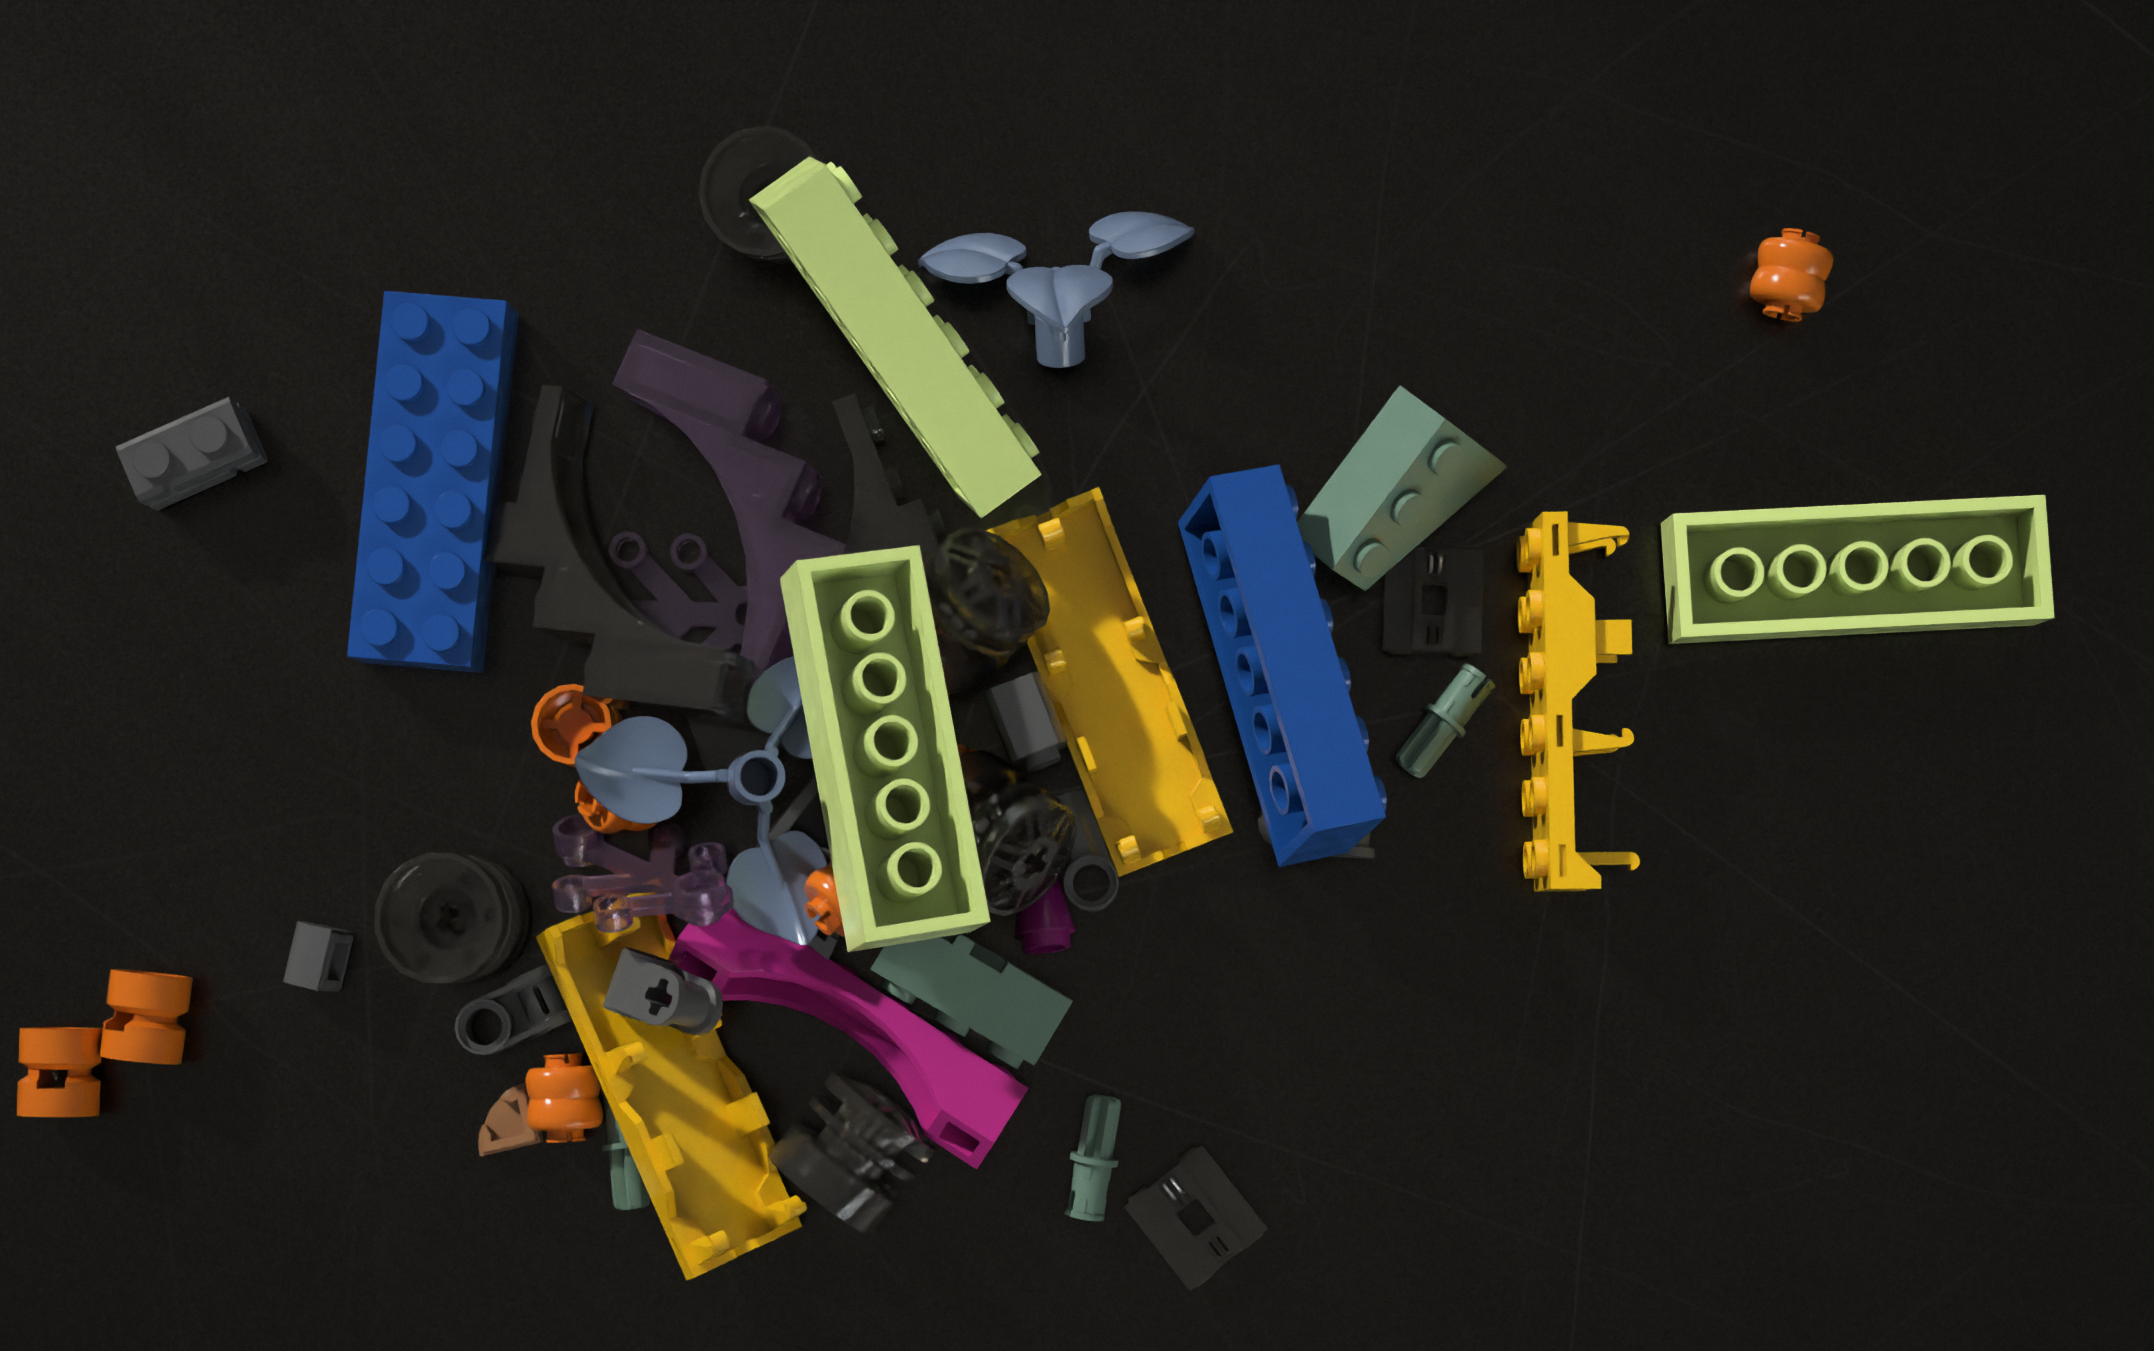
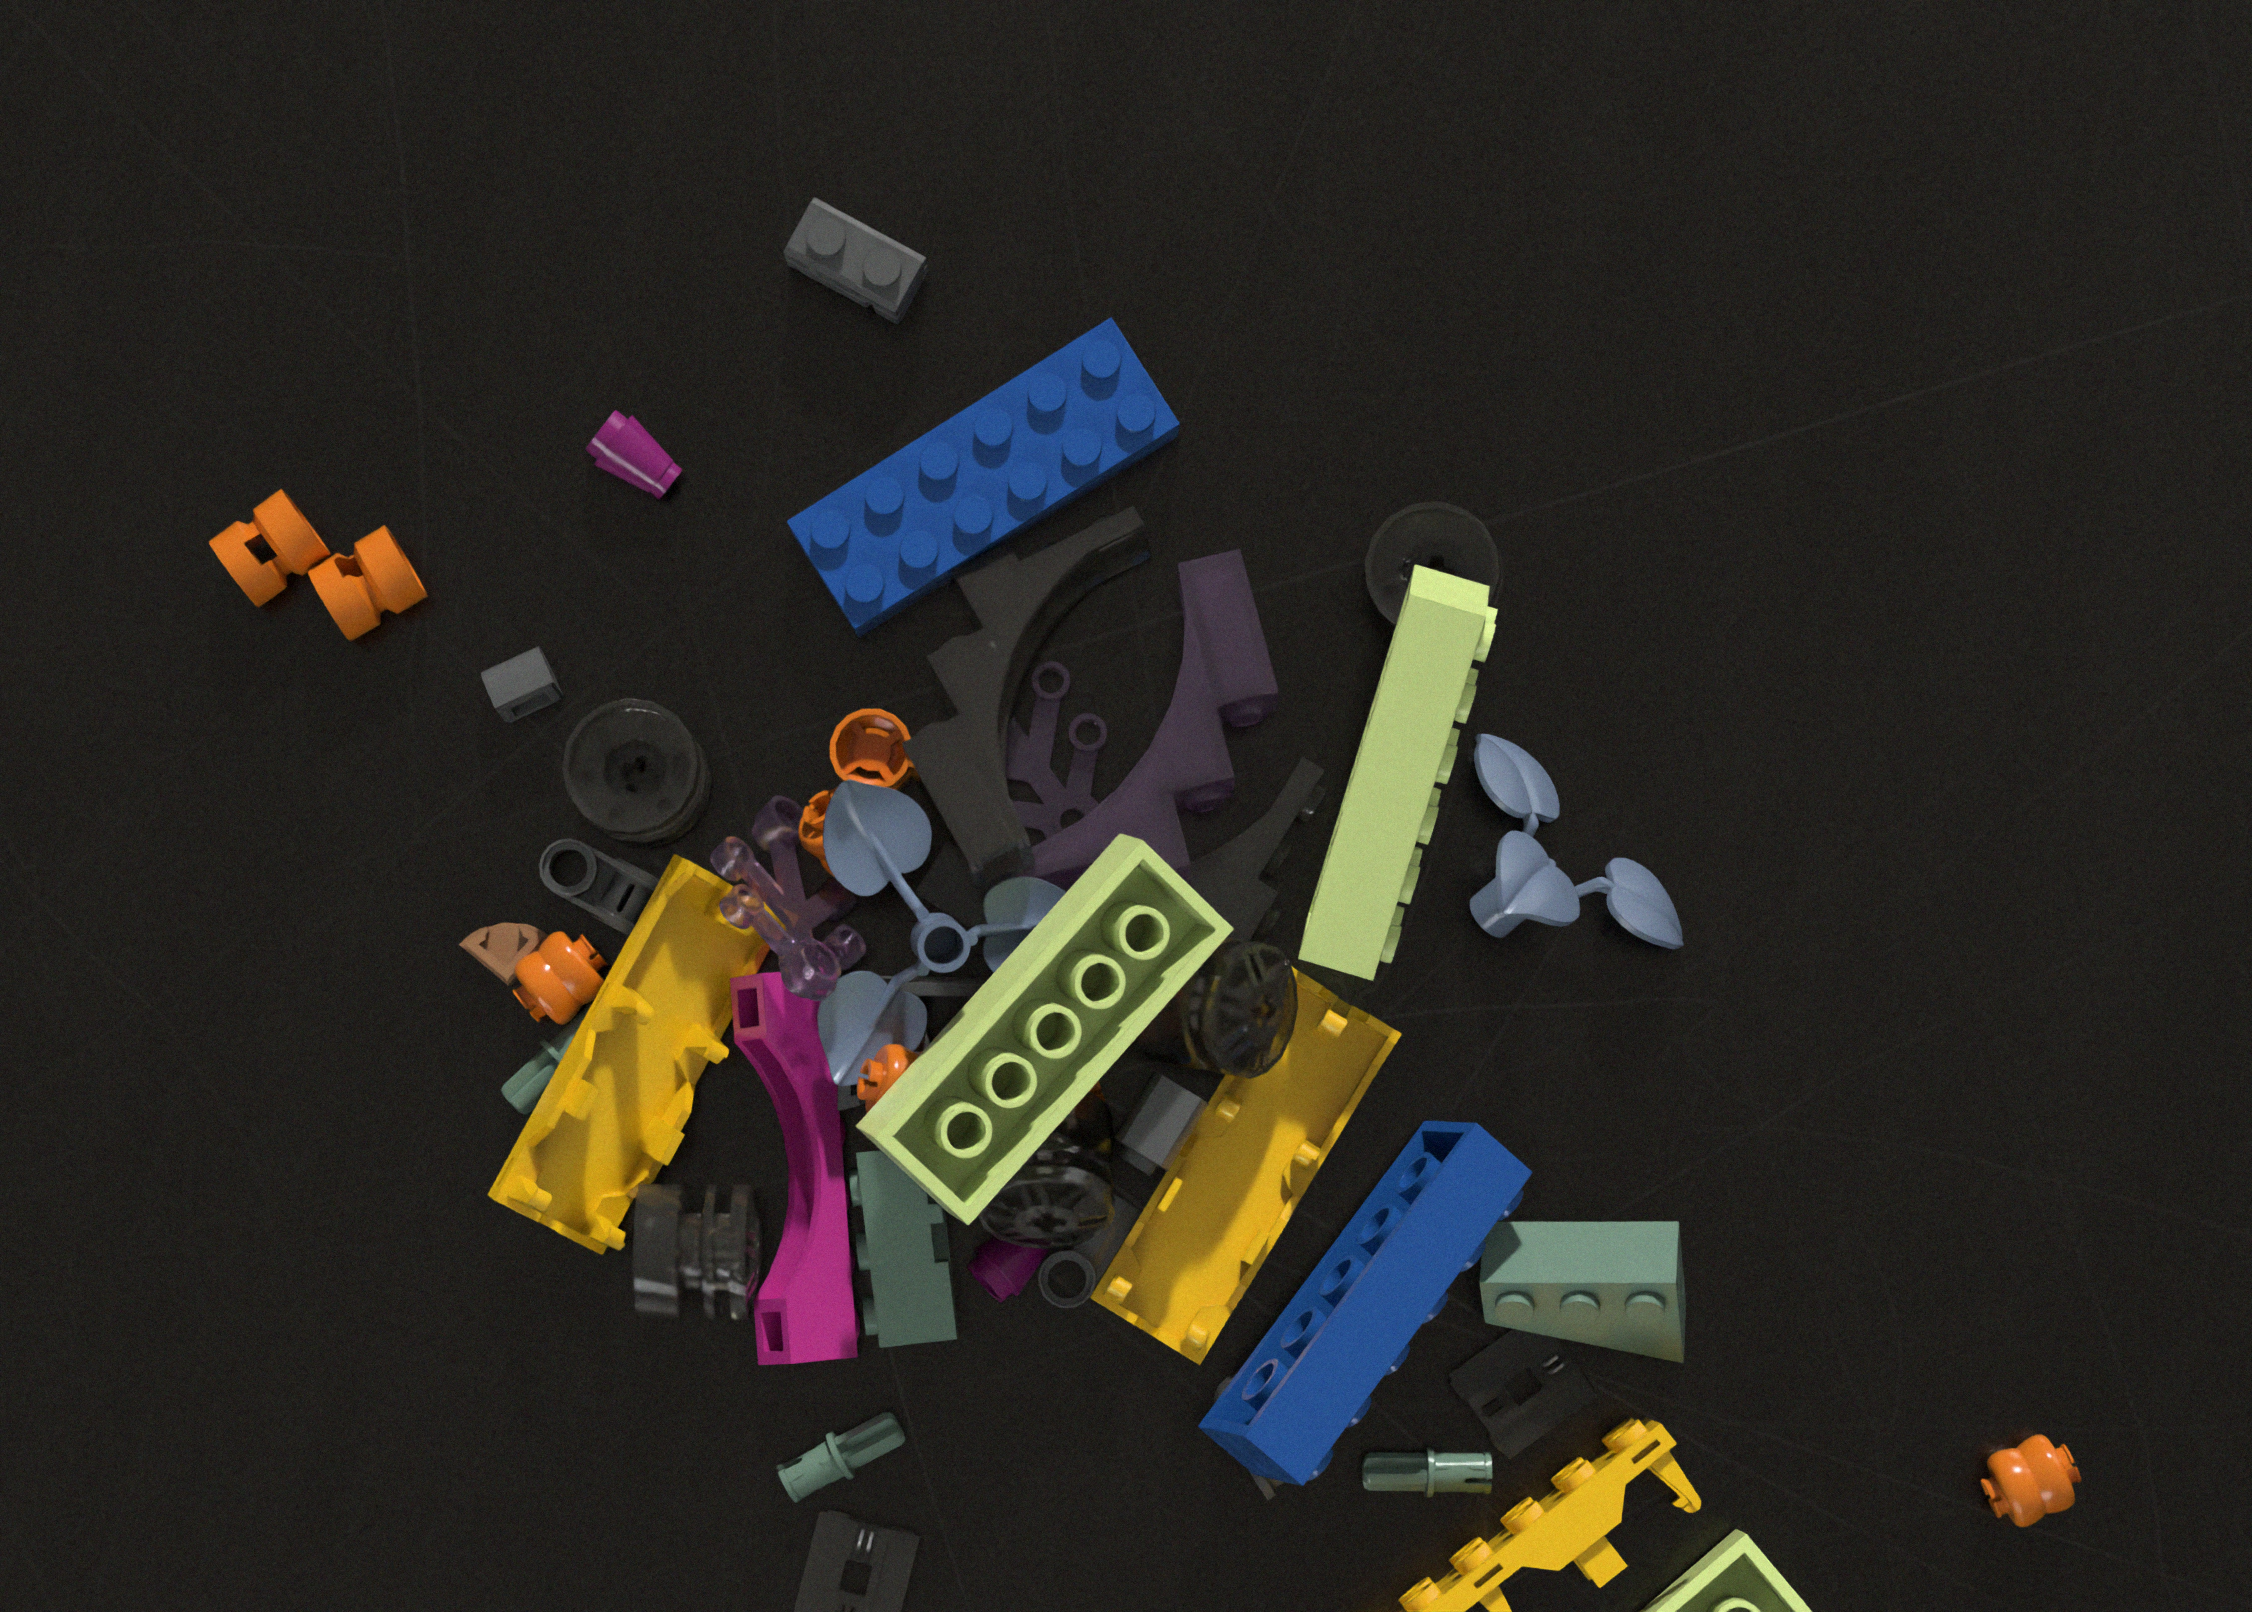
camera: 45 degrees right, 0 degrees up
(207, 737) = (633, 455): none -> magenta cone
(662, 994) = (706, 996): dark grey piece -> none

